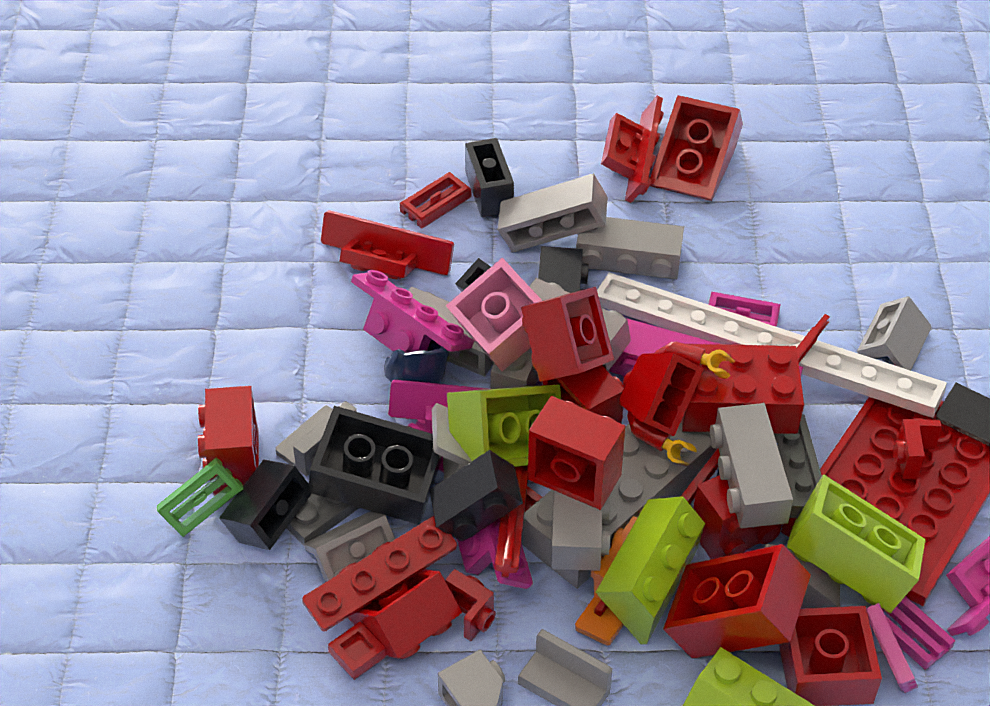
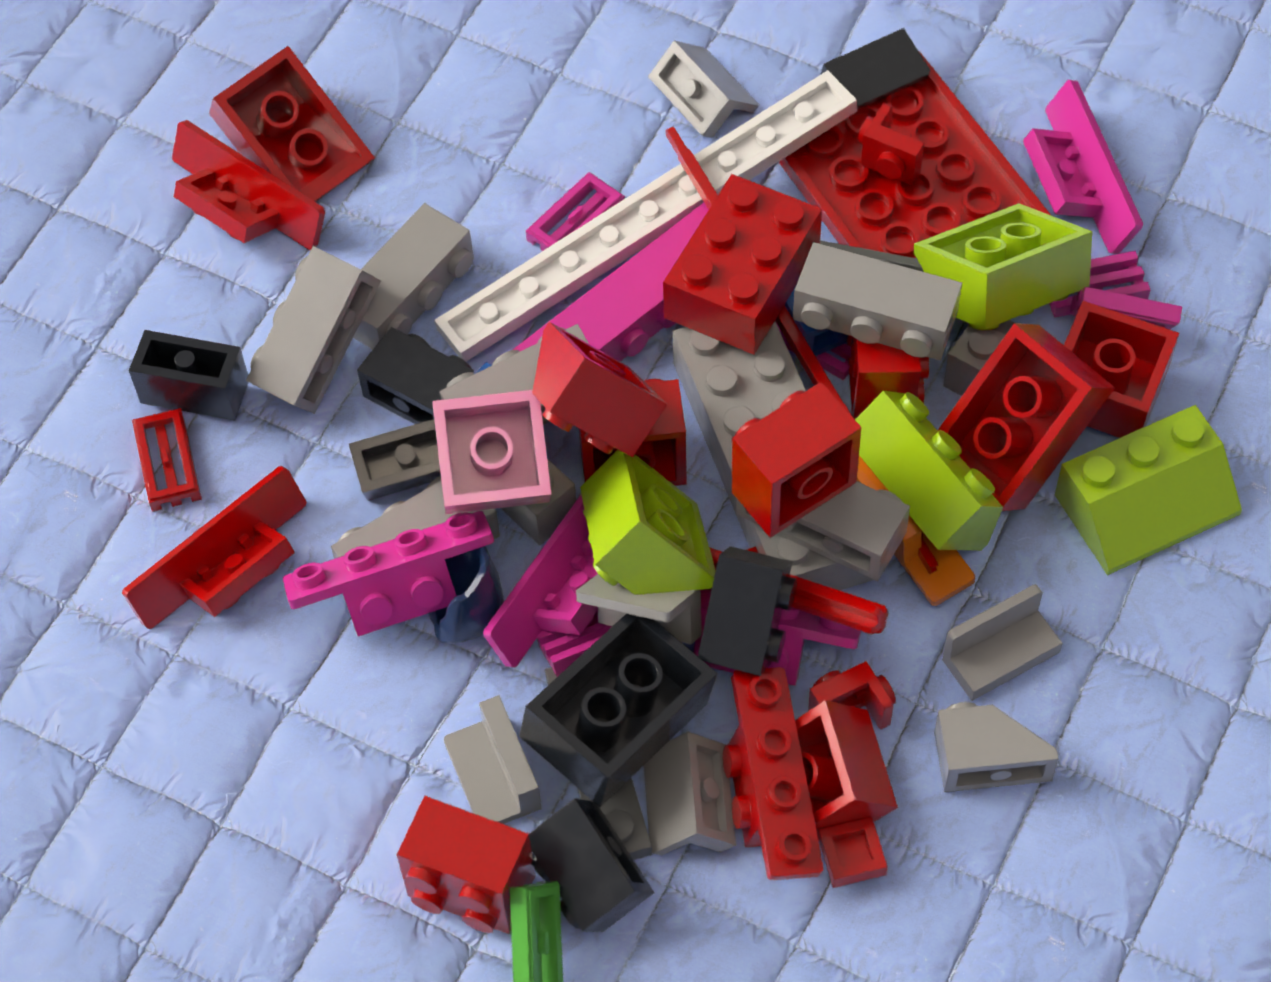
camera: 60 degrees left, 10 degrees up
(661, 390) = (720, 339): red torso -> none

